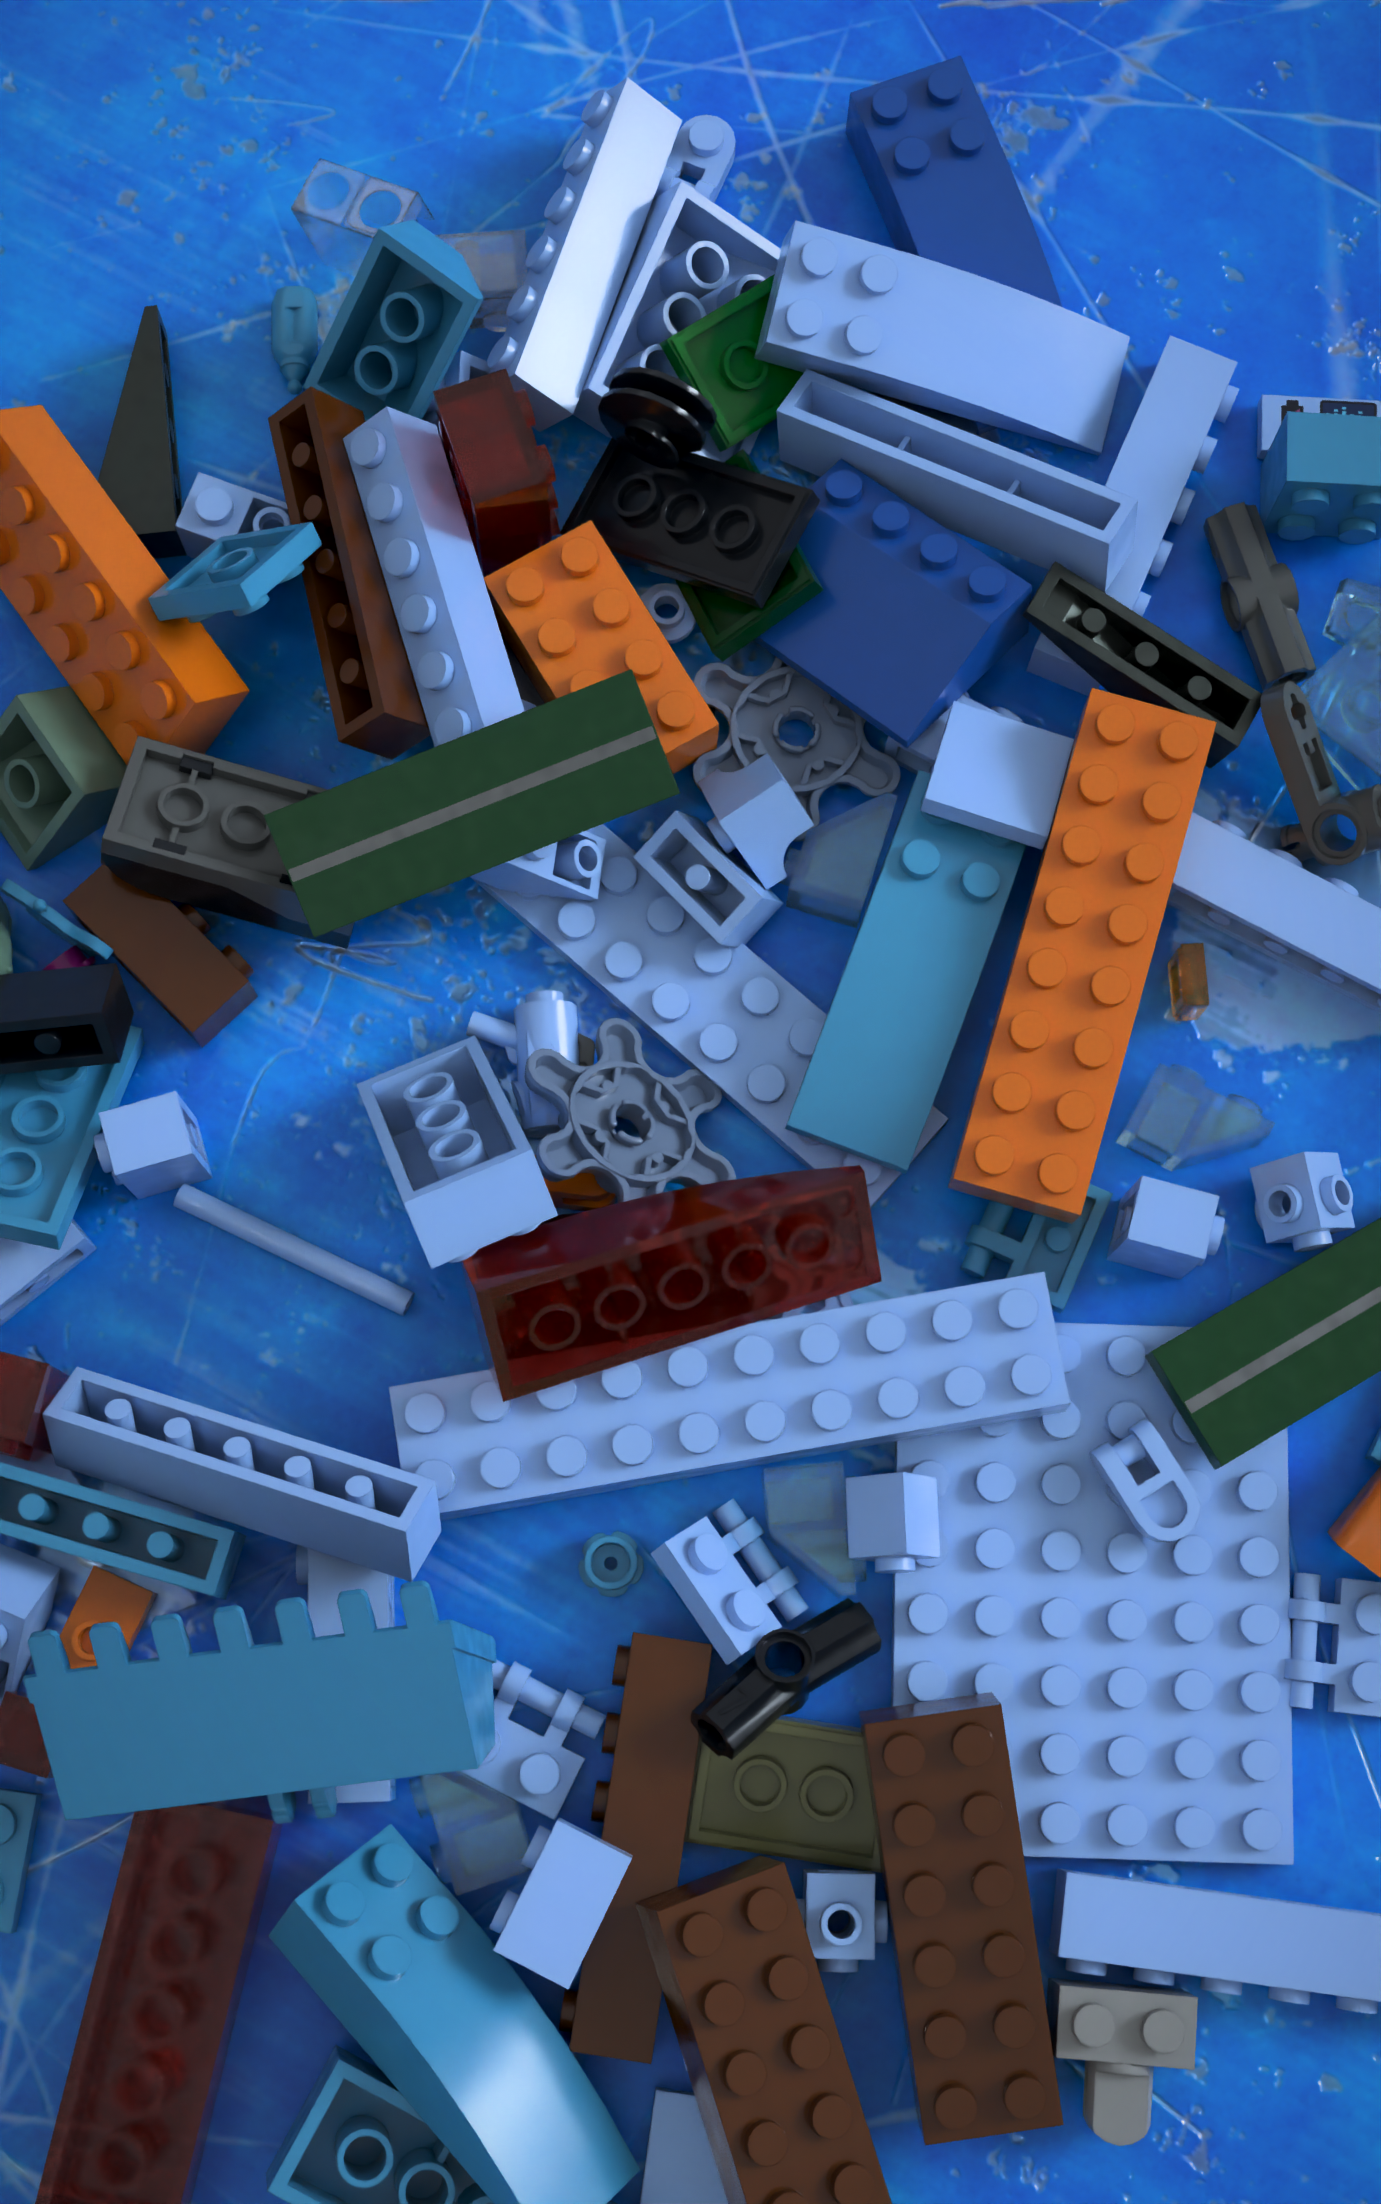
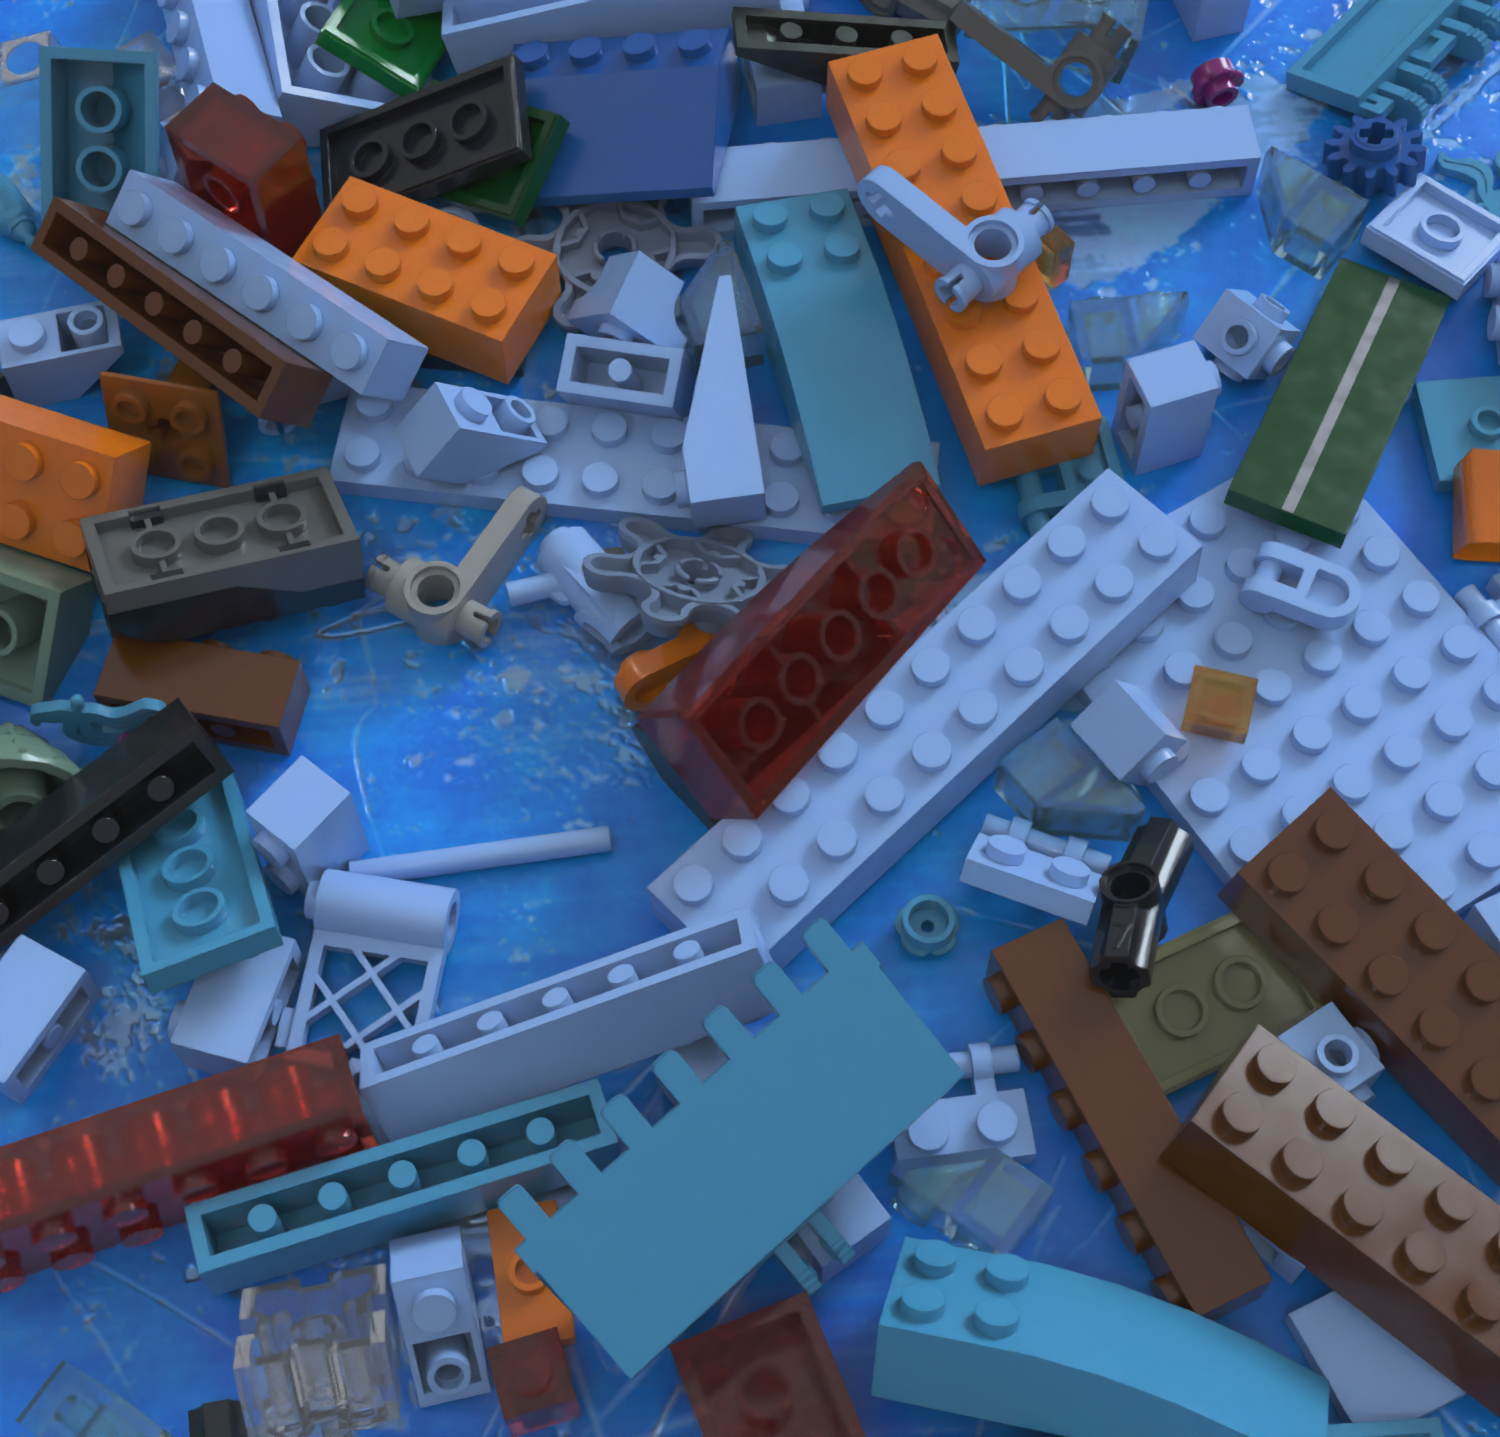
camera: 30 degrees left, 15 degrees down
(166, 1253) = (376, 920): none -> light blue piece
(236, 573) = (90, 345): dark azure plate -> none
(283, 675) = (178, 418): none -> dark orange piece
(399, 959) = (468, 586): none -> light grey piece
(456, 1152) = (577, 659): light blue brick -> none
(472, 803) = (403, 393): dark green tile -> none
(561, 1902) = (1101, 1186): light blue brick -> none
(655, 415) = (350, 77): black piece -> none
(740, 1003) = (720, 442): none -> light blue slope
(996, 1540) = (1219, 704): none -> clear orange tile
(997, 775) = (796, 172): light blue tile -> none
(1114, 993) = (953, 247): none -> light blue piece

